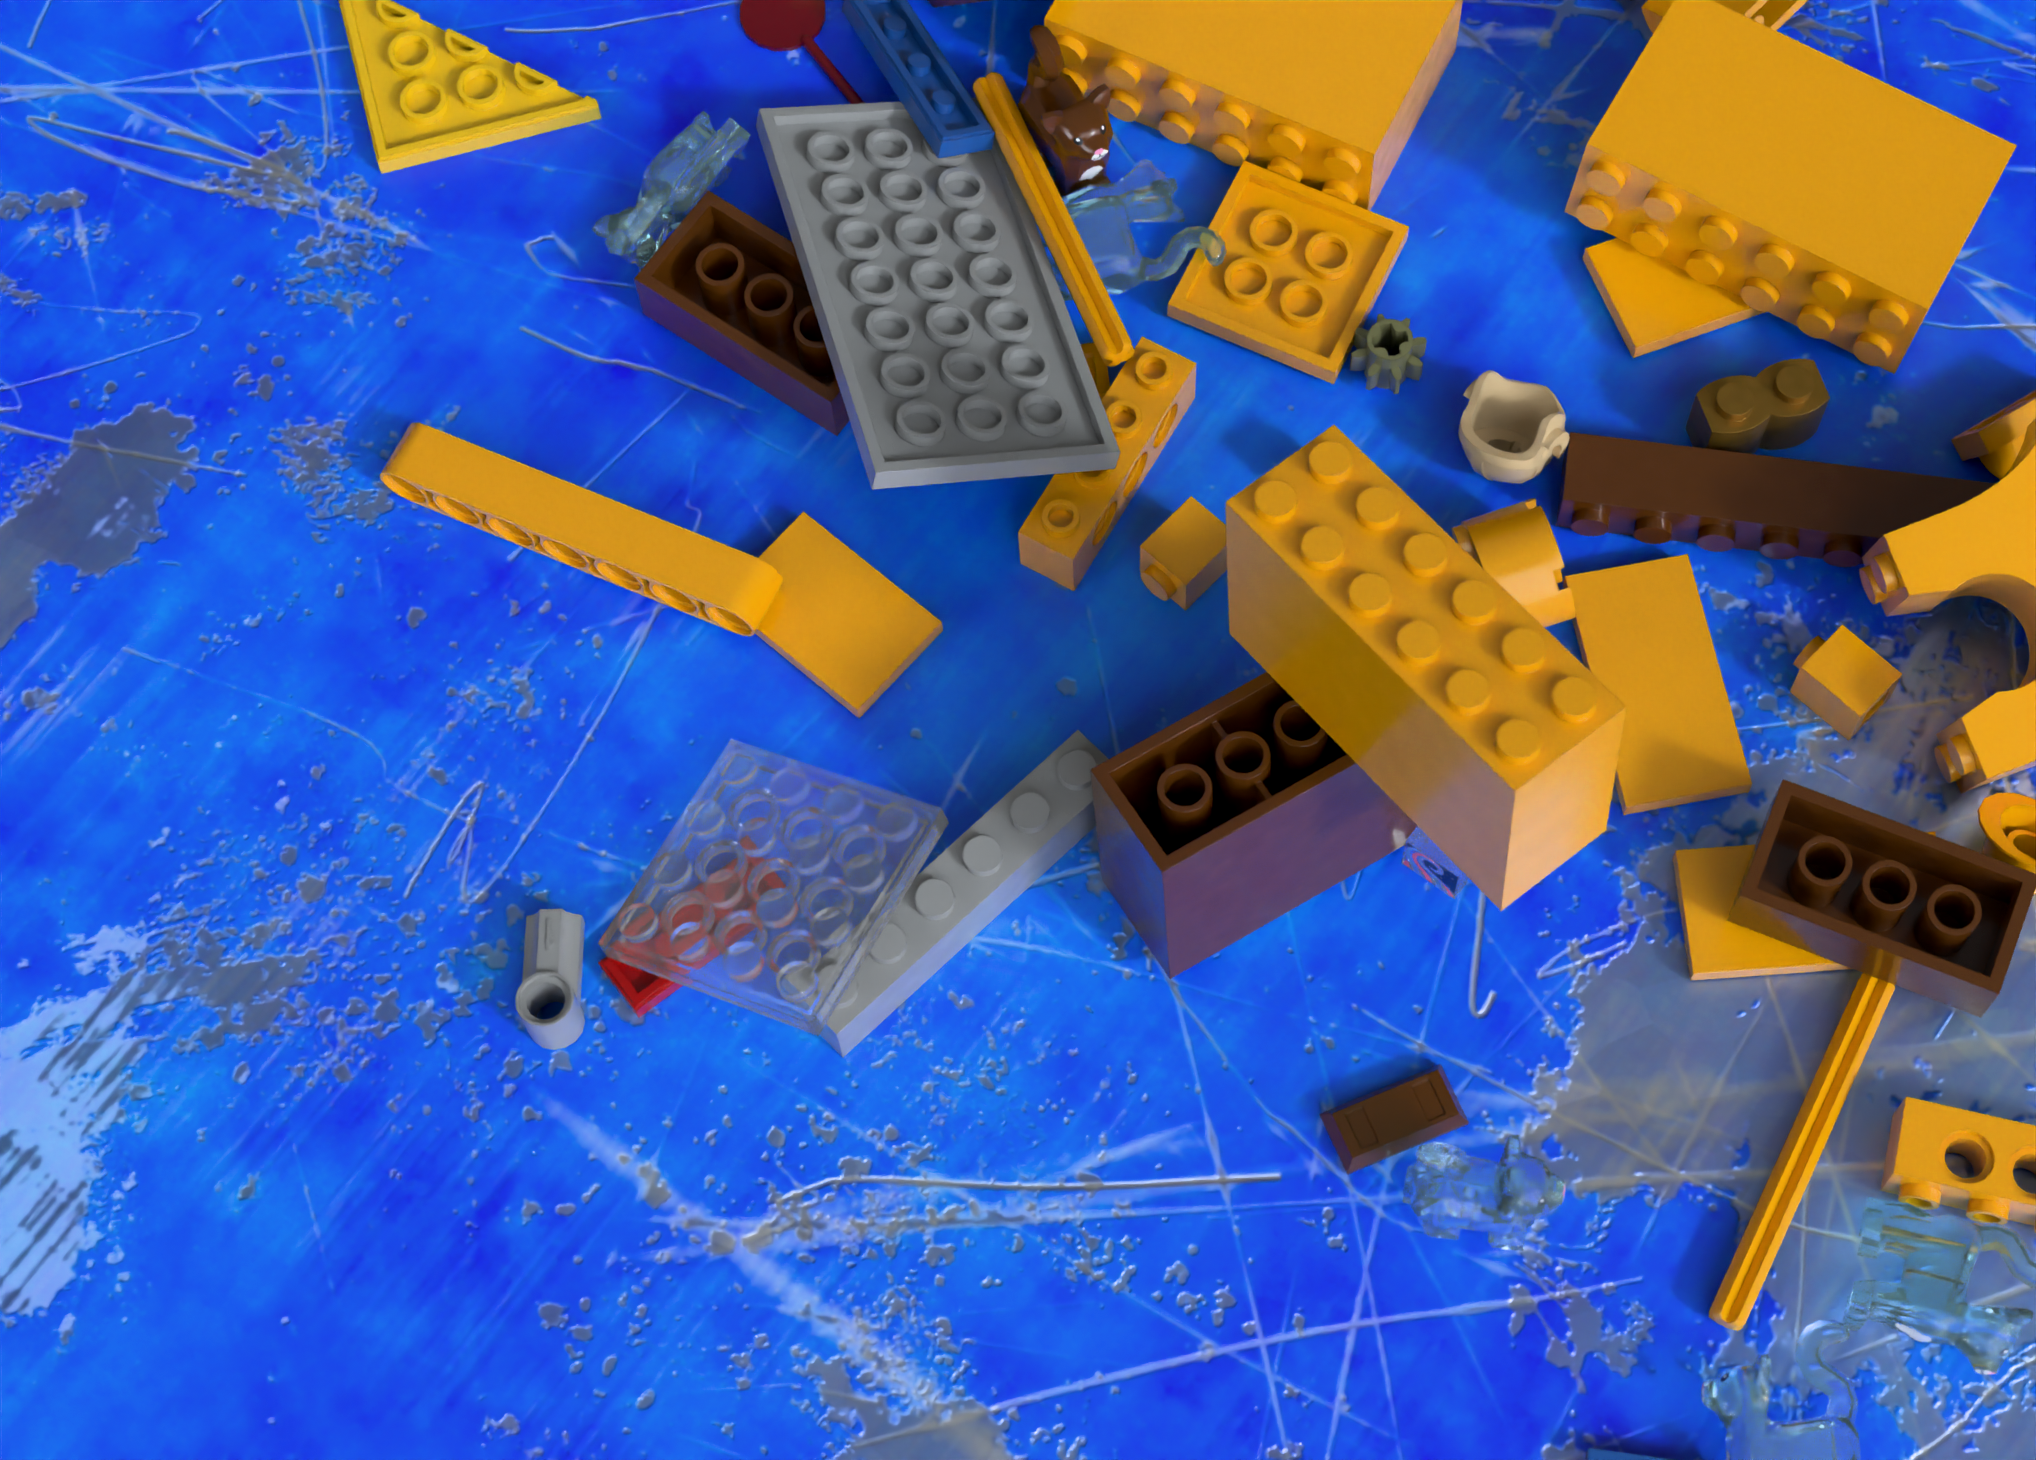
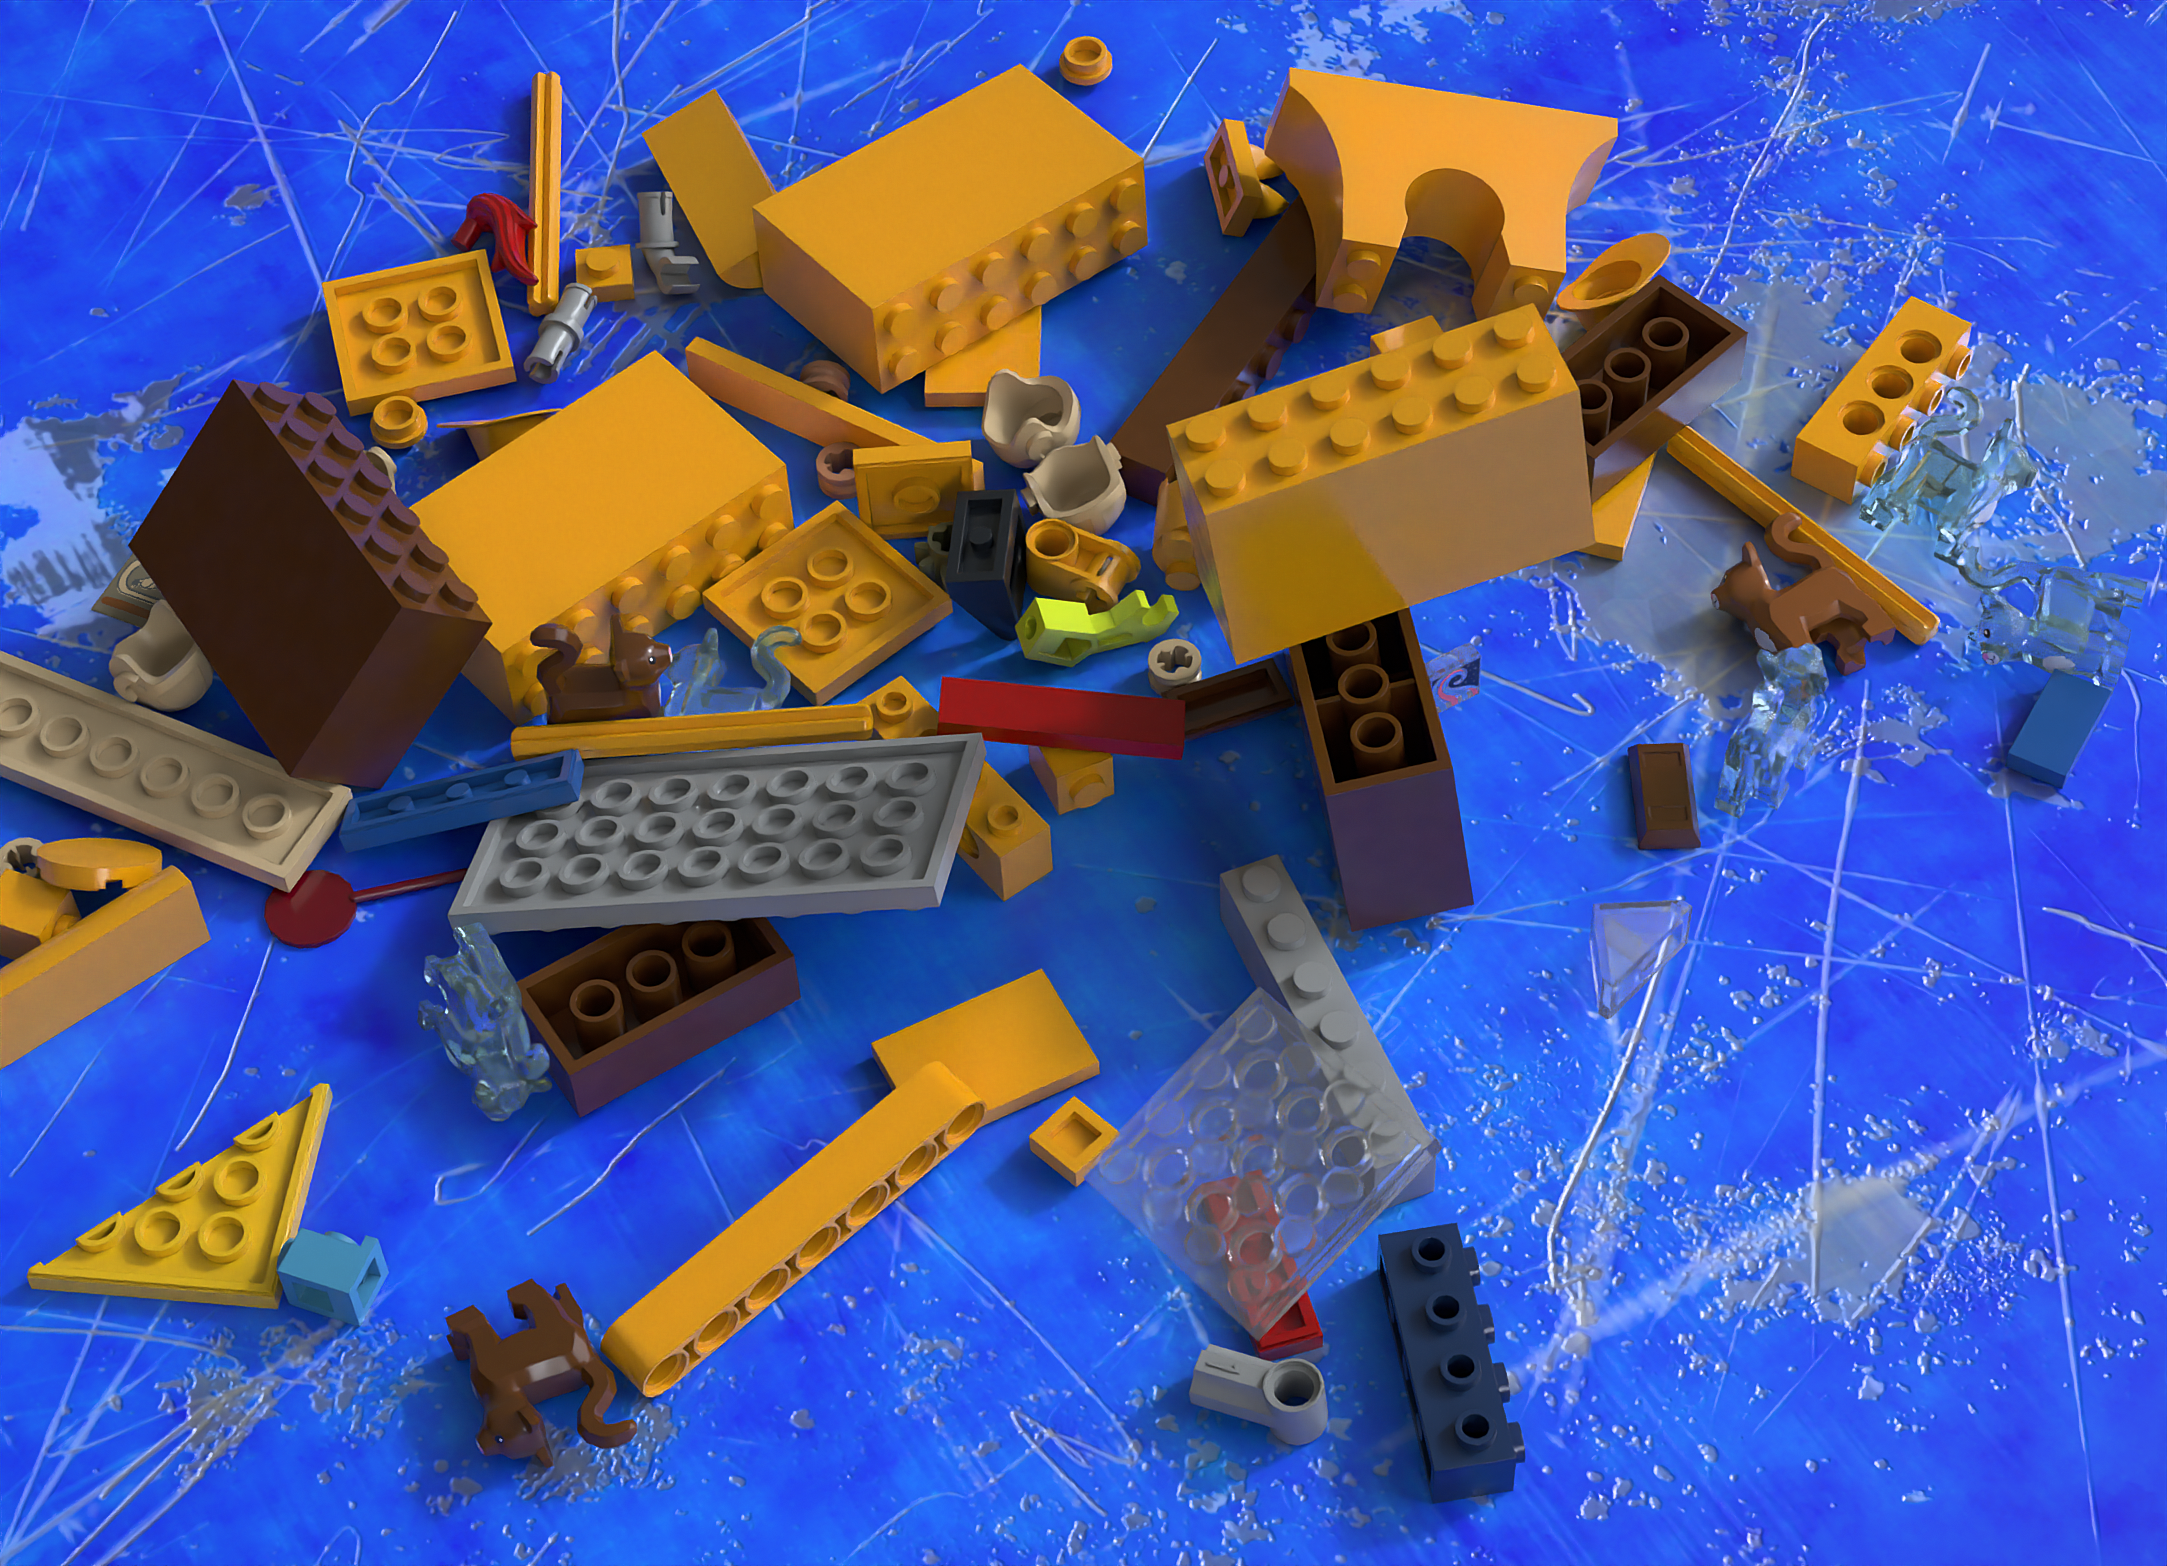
camera: 70 degrees left, 15 degrees down
(373, 383) = (534, 1366): none -> reddish brown animal
(409, 194) = (332, 1274): none -> dark azure brick
(639, 1127) = (1447, 1363): none -> dark blue brick
(762, 719) = (1072, 1140): none -> light orange plate
(1170, 1141) = (1632, 945): none -> clear slope
(1189, 502) = (1062, 718): none -> red tile
(1382, 371) = (989, 559): none -> black tile
(1431, 474) = (1077, 565): none -> light orange piece
(1434, 286) = (911, 486): none -> light orange tile
(1477, 213) = (836, 459): none -> nougat bush
(1507, 189) = (793, 403): none -> light orange tile
(1551, 158) = (827, 377): none -> nougat bush
(1585, 353) = (1029, 417): none -> tan cap
(1683, 1183) = (1809, 611): none -> dark orange animal
(1762, 411) = (1142, 330): pearl gold brick -> none

